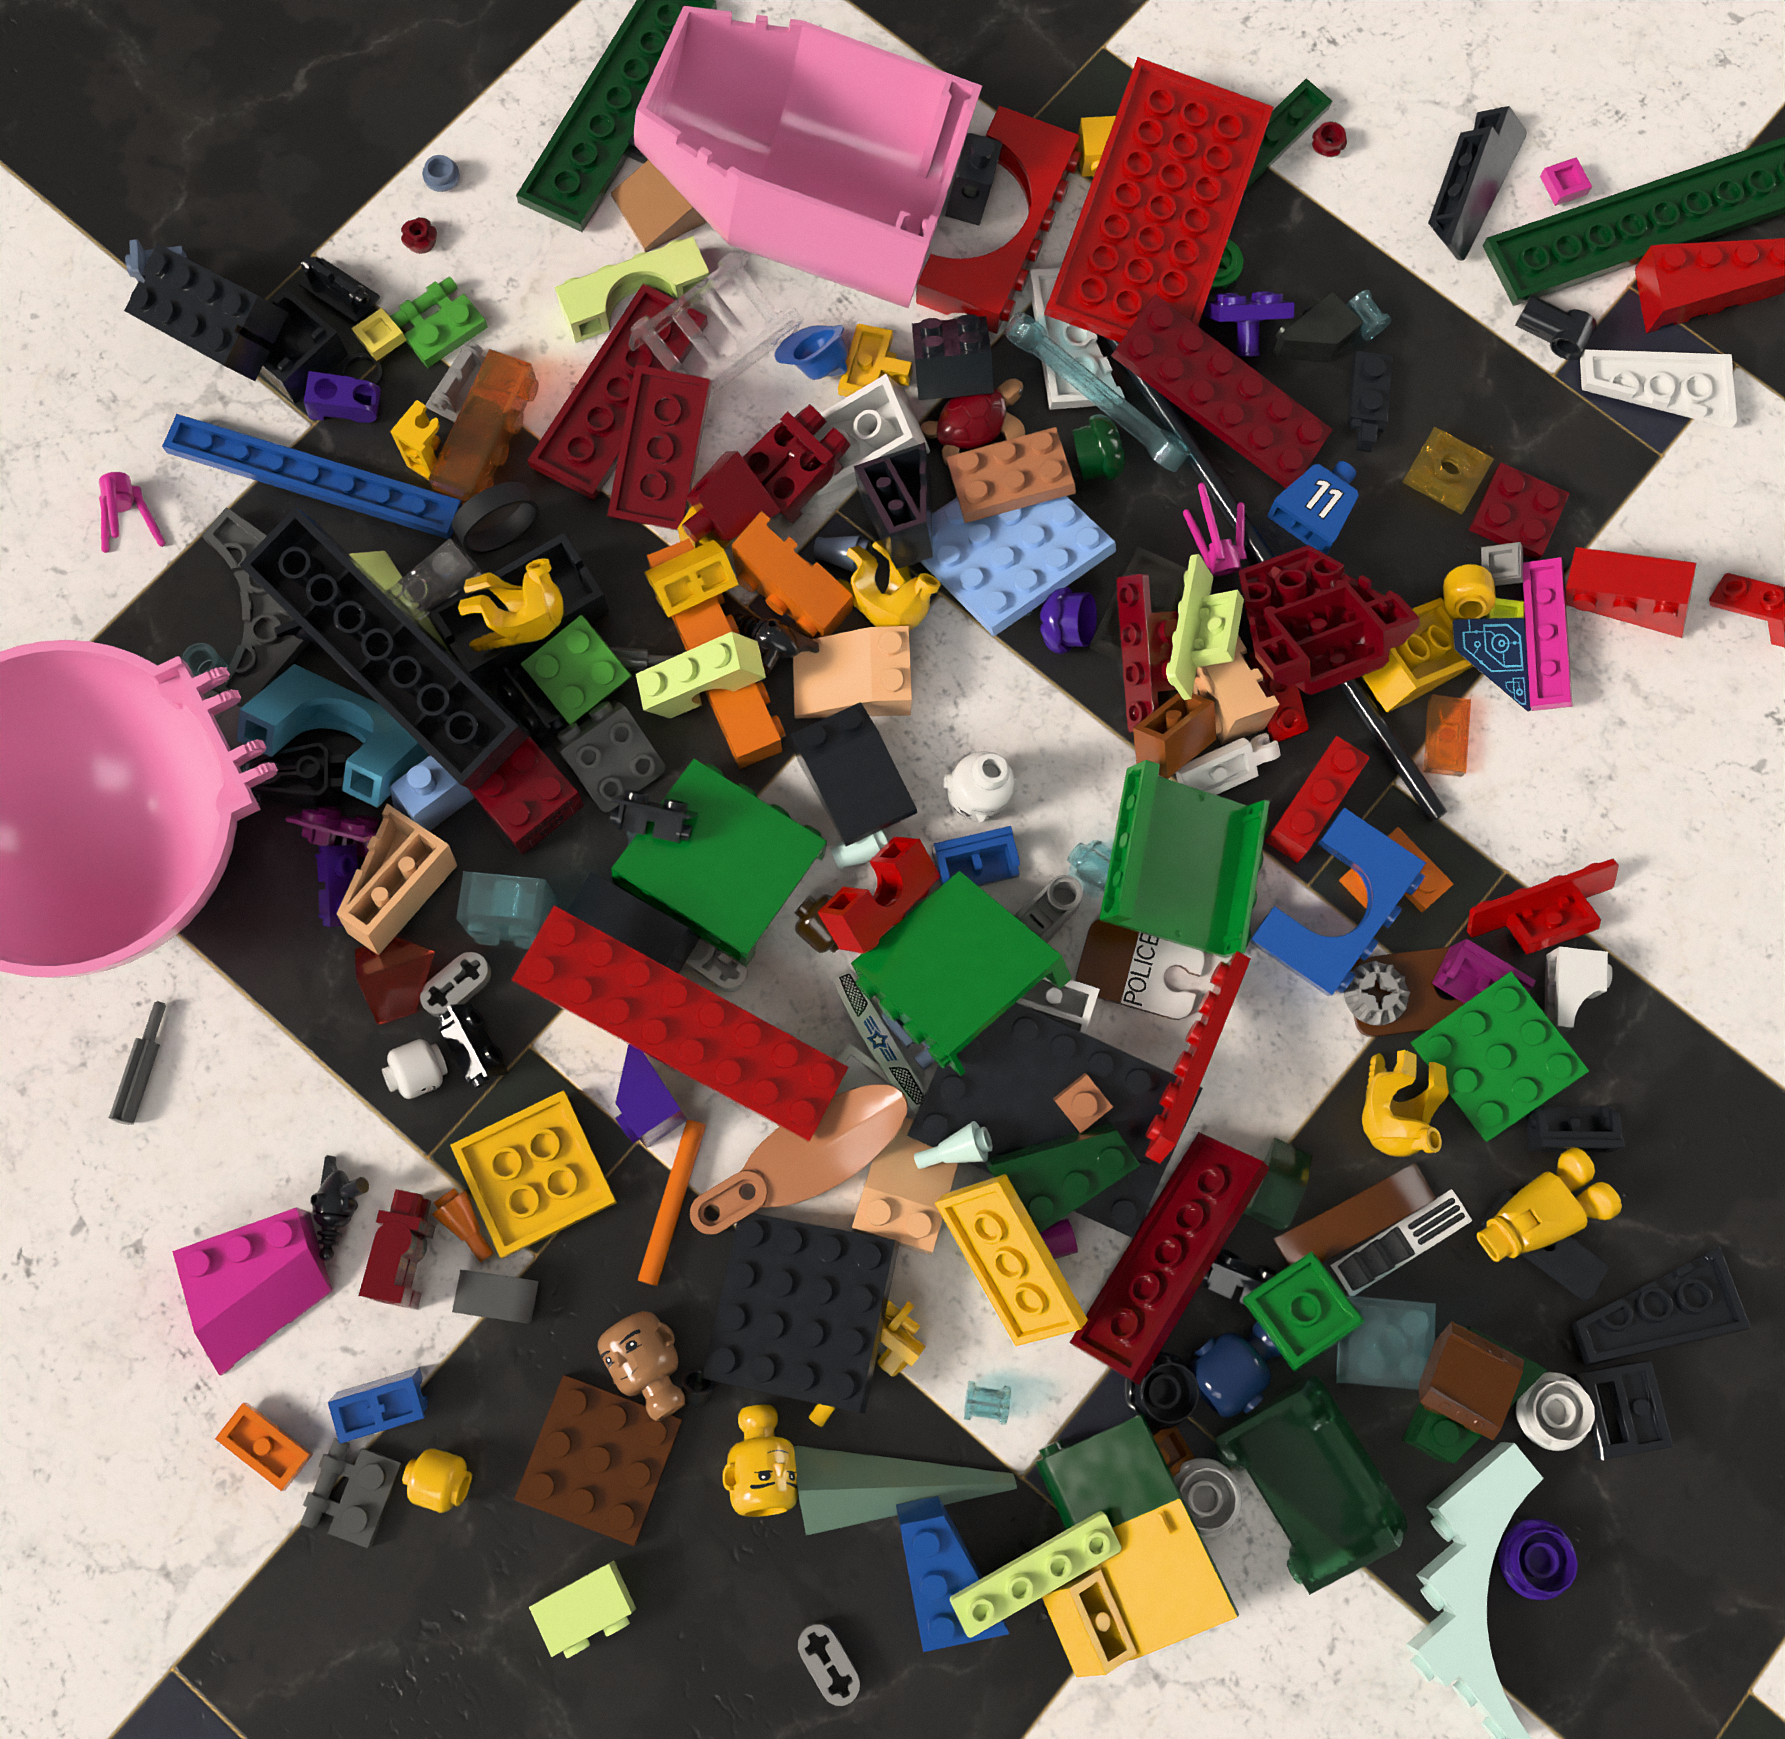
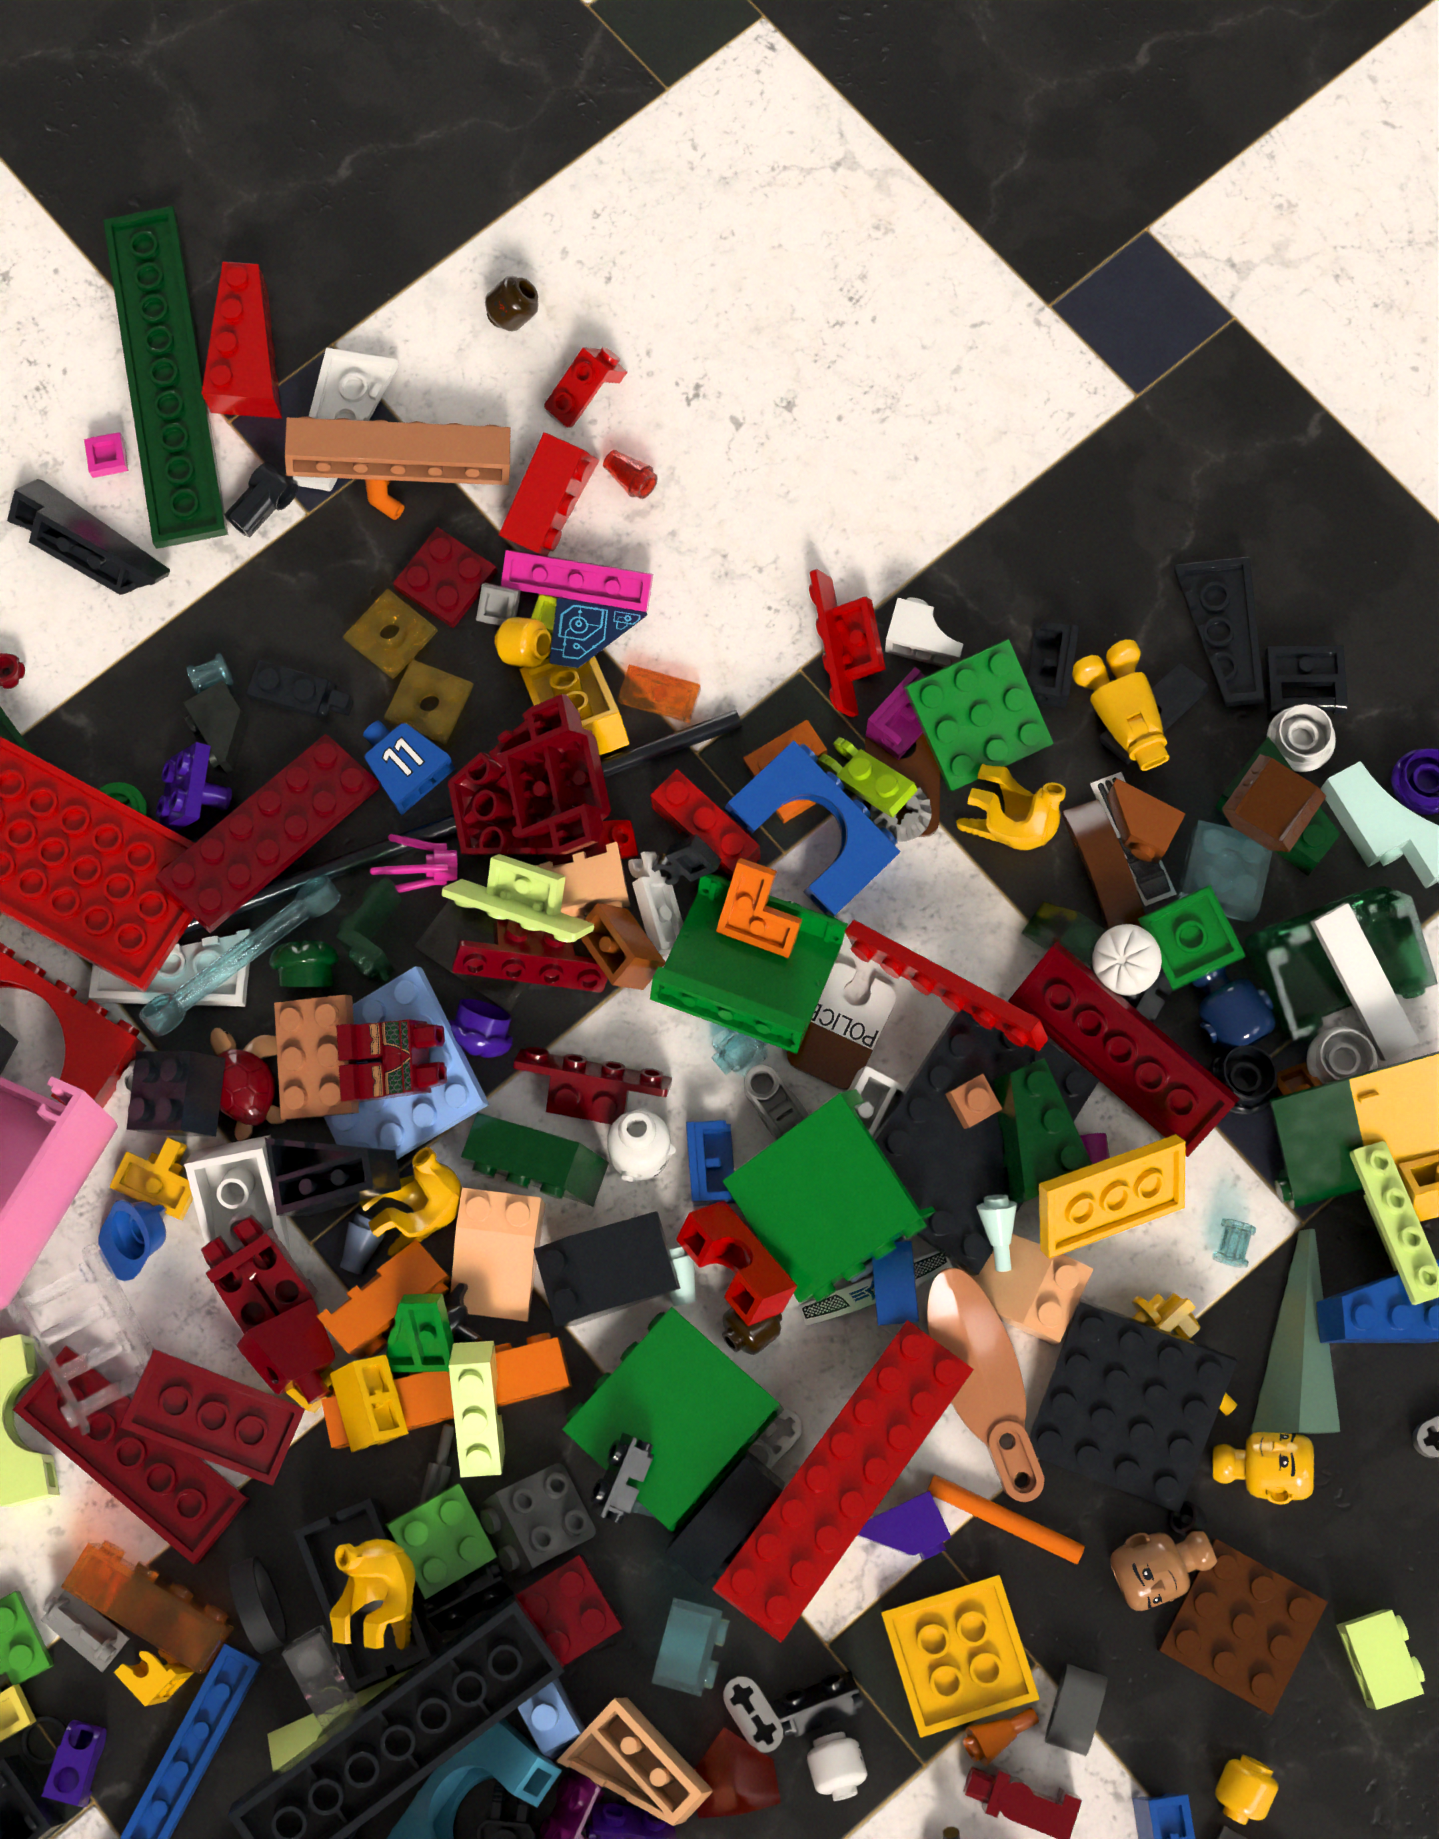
camera: 70 degrees left, 0 degrees up
(761, 608) = (420, 1335): none -> green wing
(882, 1054) = (896, 1286): none -> blue slope
(948, 693) = (534, 1159): none -> dark green wedge
(1022, 545) = (404, 1057): none -> dark red hips
(1030, 733) = (590, 1088): none -> dark red bracket
(1148, 494) = (360, 927): none -> clear green bracket
(1232, 851) = (748, 917): none -> orange plate
(1264, 1243) = (1127, 959): none -> white piece
(1278, 782) = (687, 858): none -> black plate
(1295, 1512) = (1364, 981): none -> white tile
(1401, 503) = (425, 681): none -> clear yellow piece
(1403, 954) = (870, 778): none -> lime hinge
(1421, 1249) = (1143, 821): none -> dark orange slope
(1601, 428) = (379, 498): none -> orange arm
(1639, 437) = (397, 451): none -> nougat brick
(1674, 668) = (632, 475): none -> clear red cone

